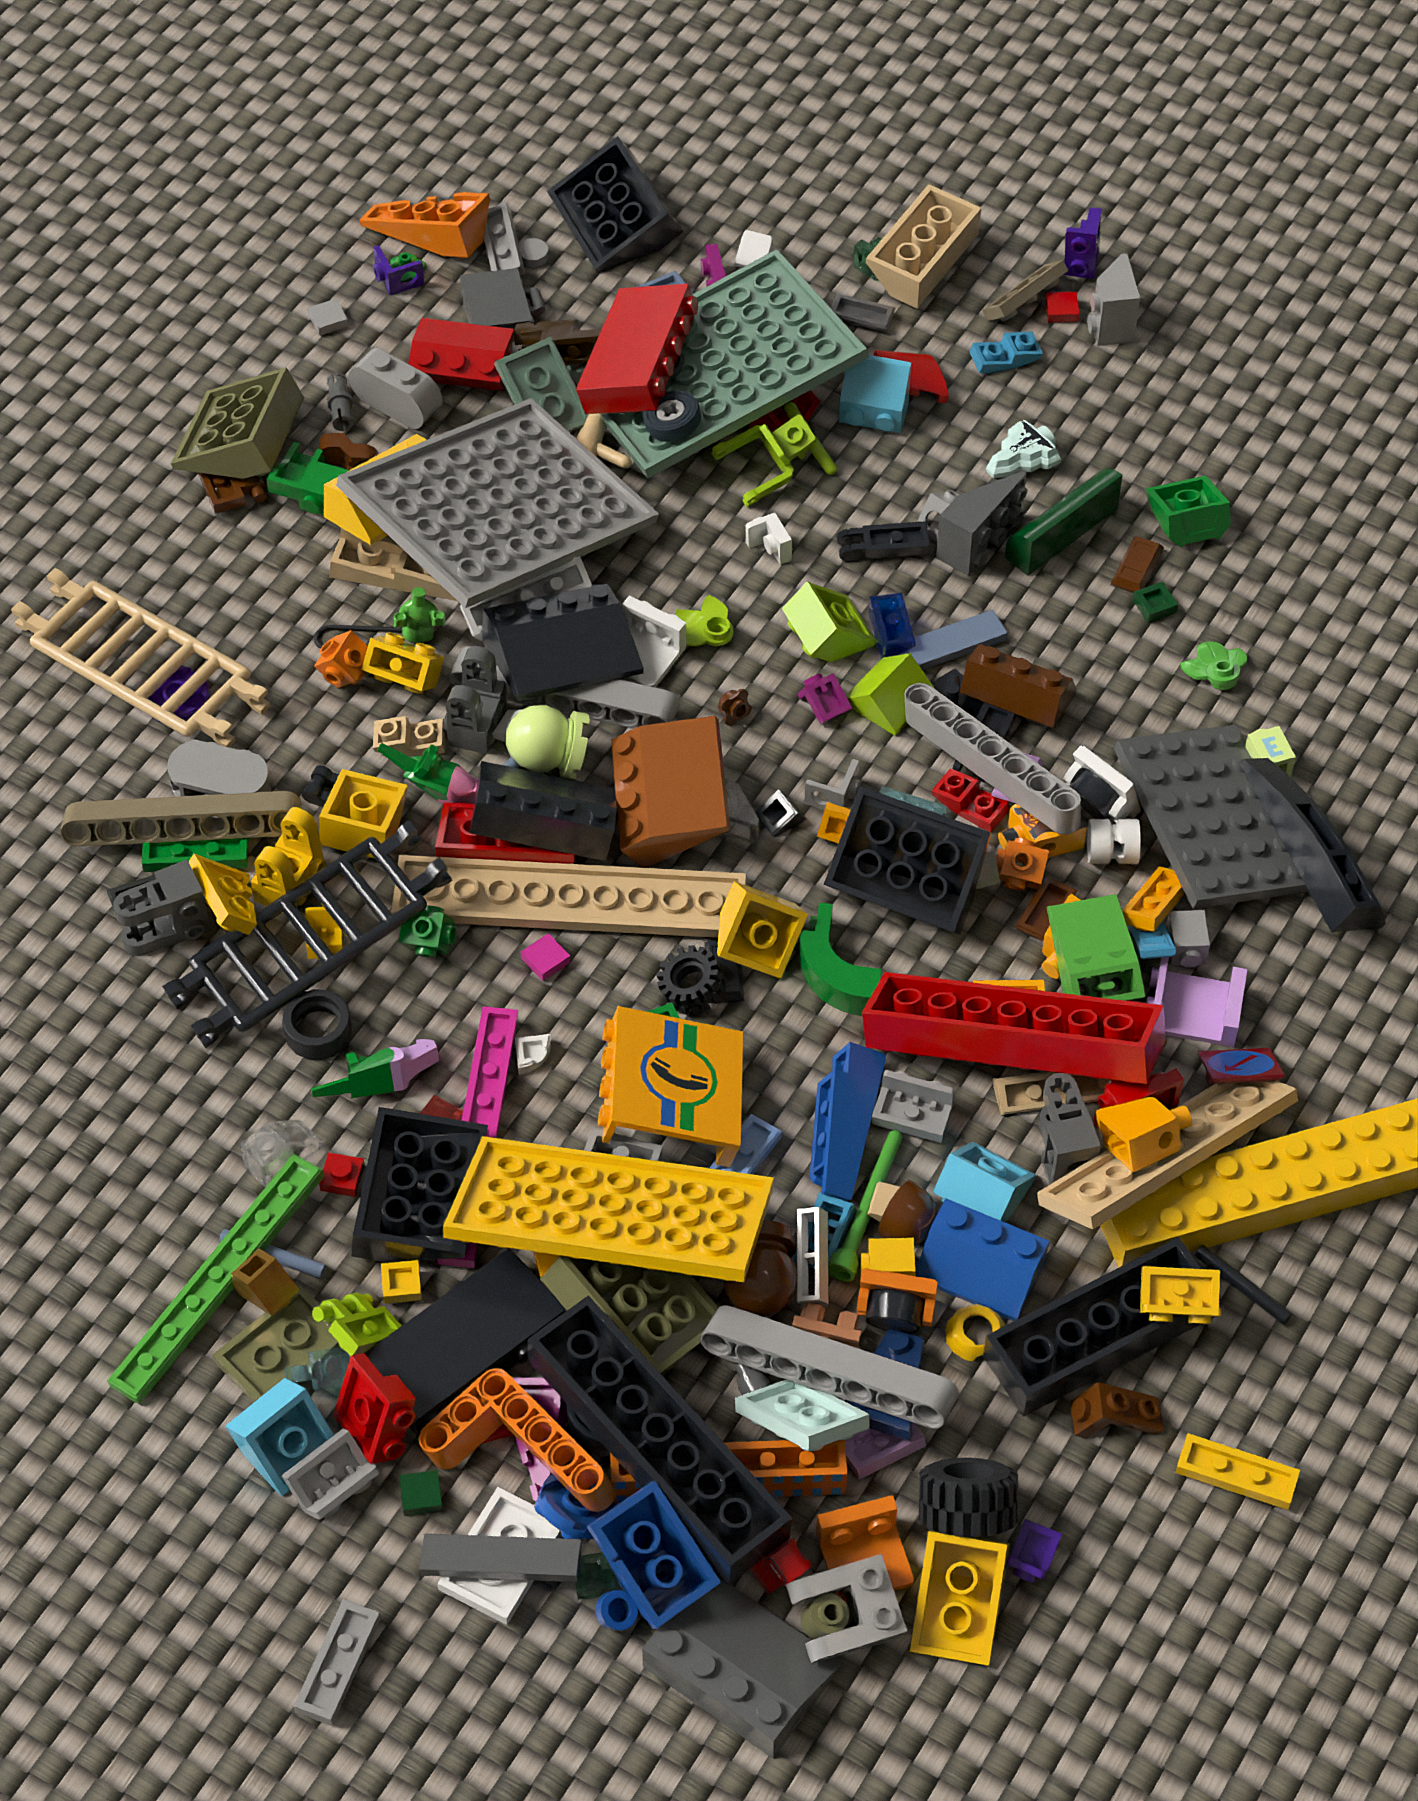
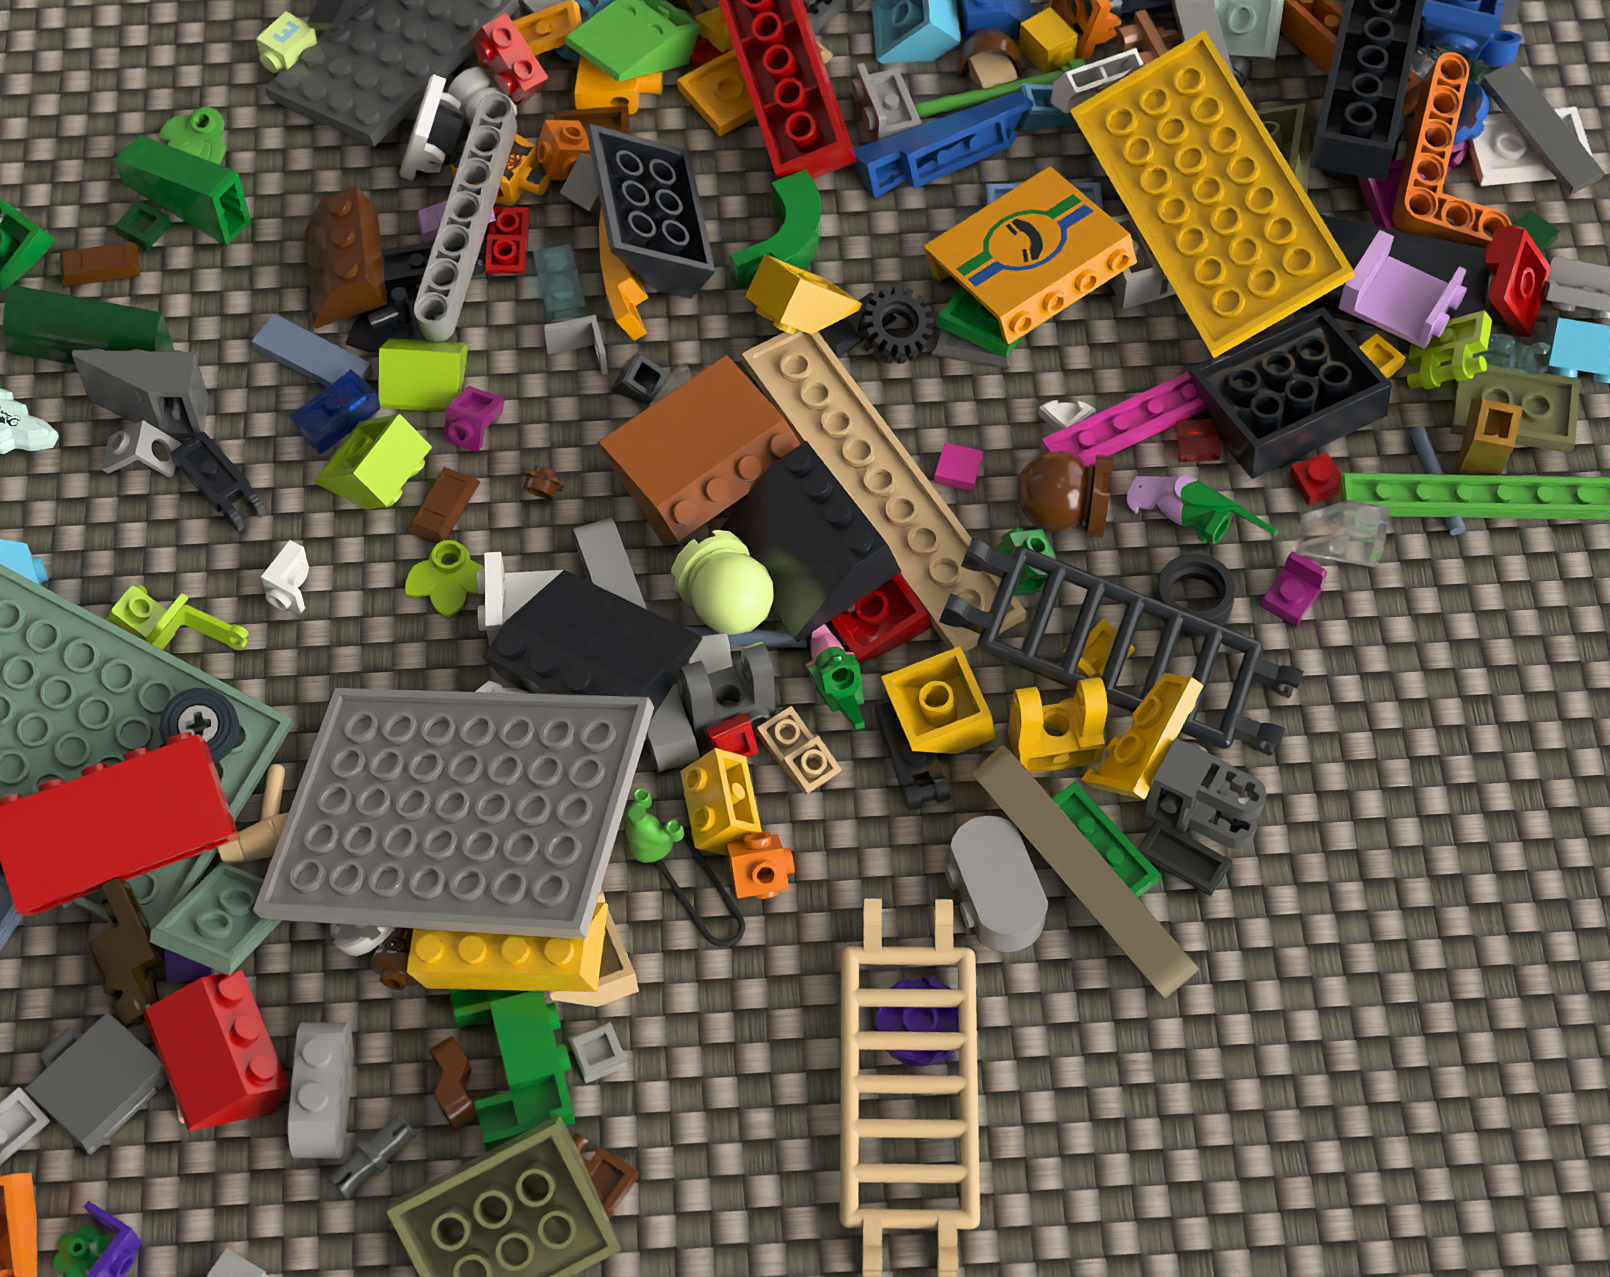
camera: 125 degrees left, 5 degrees up
(268, 1091) = (1295, 589): none -> magenta bracket
(306, 534) = (598, 1052): none -> light grey tile
(426, 1309) = (1399, 295): none -> lavender panel
(440, 697) = (734, 736): none -> red tile
(455, 983) = (1063, 491): none -> reddish brown tile
(767, 653) = (443, 506): none -> reddish brown tile
(1123, 852) = (510, 59): none -> red plate
(1161, 625) = (186, 186): none -> green slope

